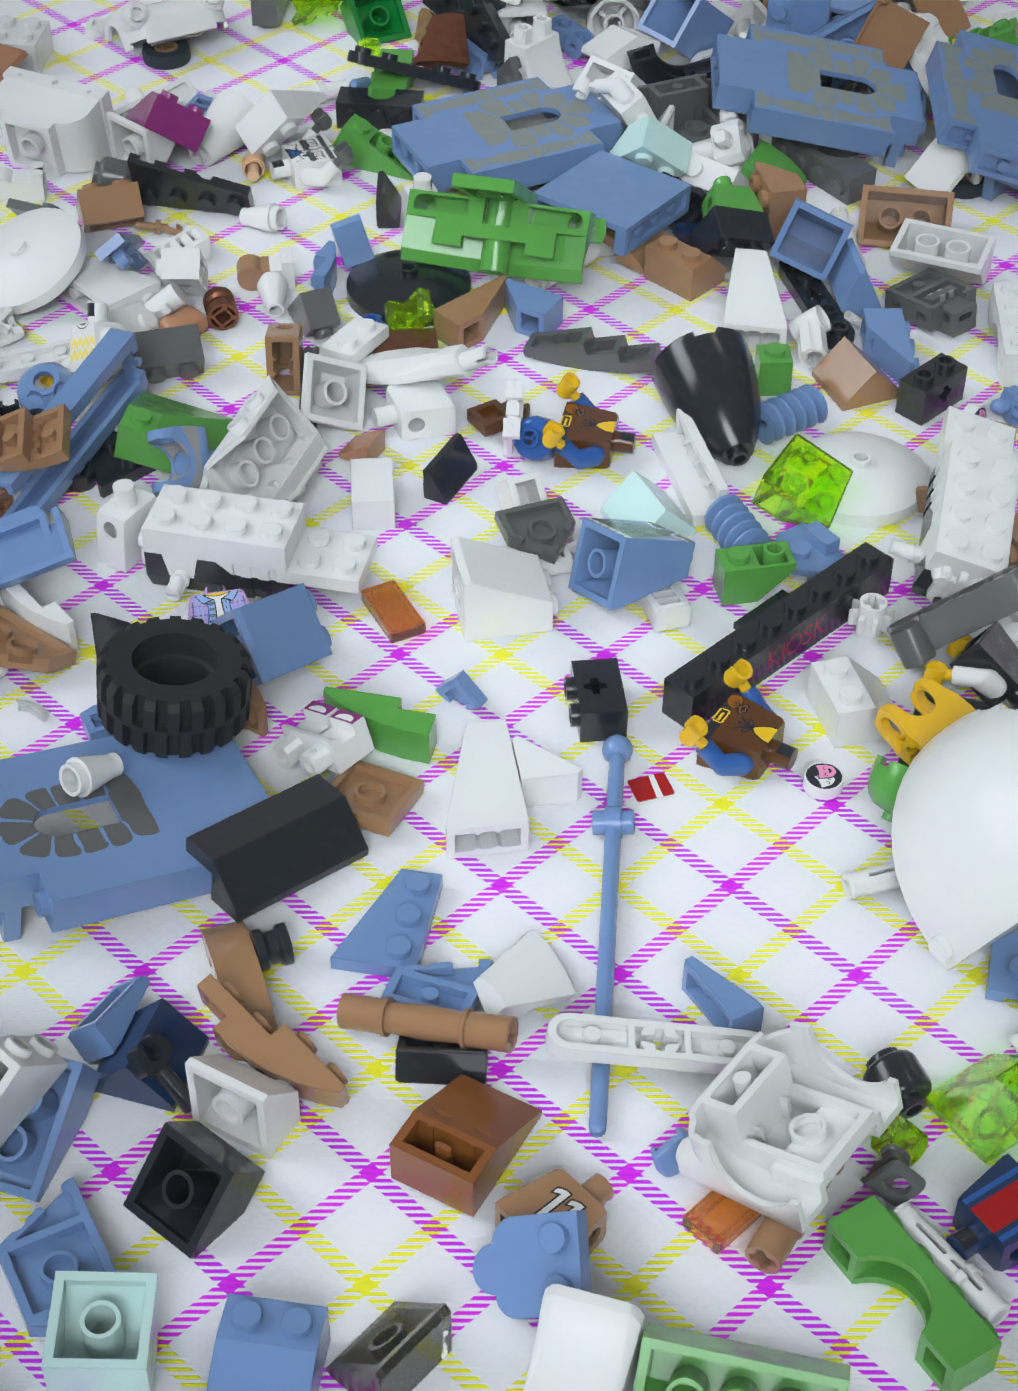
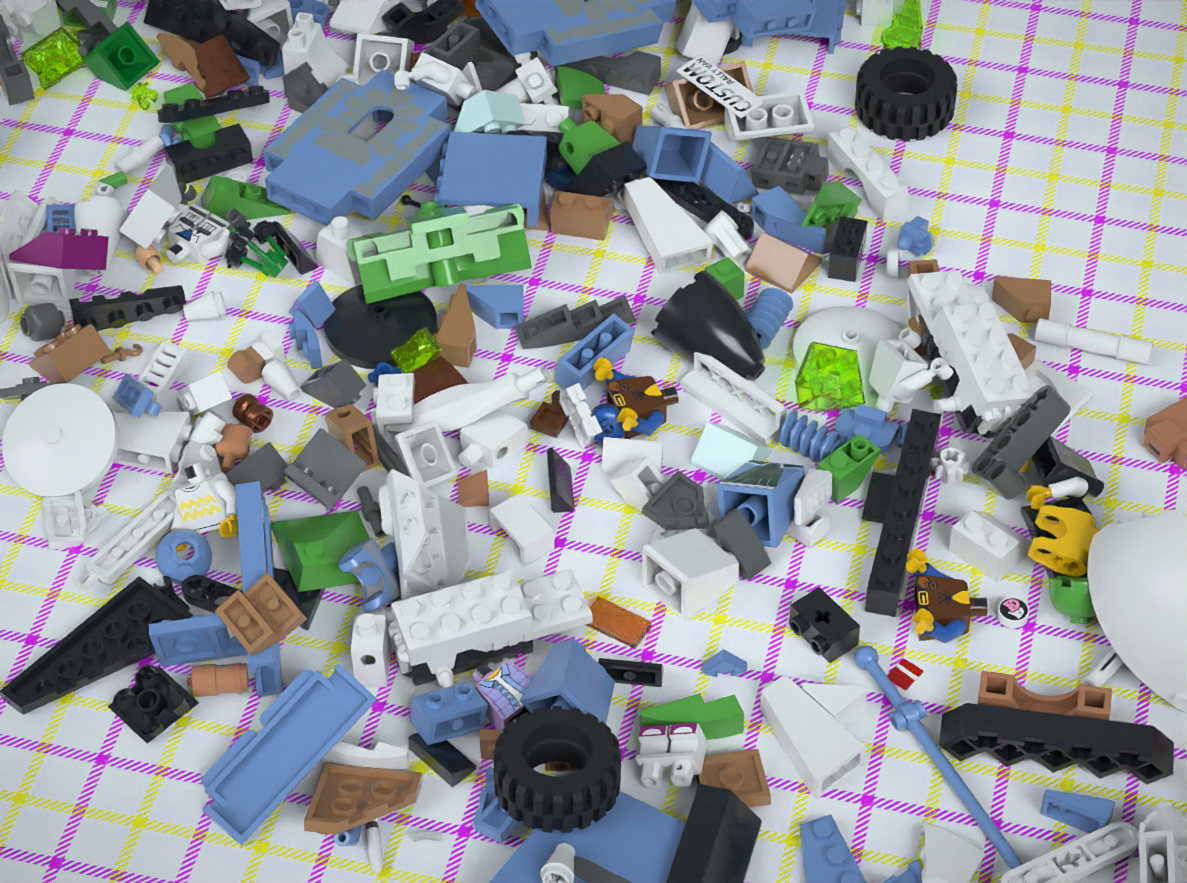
camera: 30 degrees left, 5 degrees up
(139, 599) = (448, 713): none -> medium blue brick
(228, 369) = (325, 469): none -> dark grey bracket
(331, 186) = (241, 236): none -> plant
(363, 657) = (634, 672): none -> black slope
(556, 478) = (619, 451): none -> white slope
(574, 590) = (742, 541): none -> dark grey slope
(602, 376) = (609, 340): none -> medium blue brick
(688, 575) = (812, 494): none -> white slope
(728, 852) = (1006, 692): none -> nougat arch
(756, 919) = (1057, 741): none -> black brick
(882, 500) = (901, 371): none -> white torso
(909, 204) = (720, 86): none -> white sticker
(936, 335) = (830, 203): none -> bright green slope

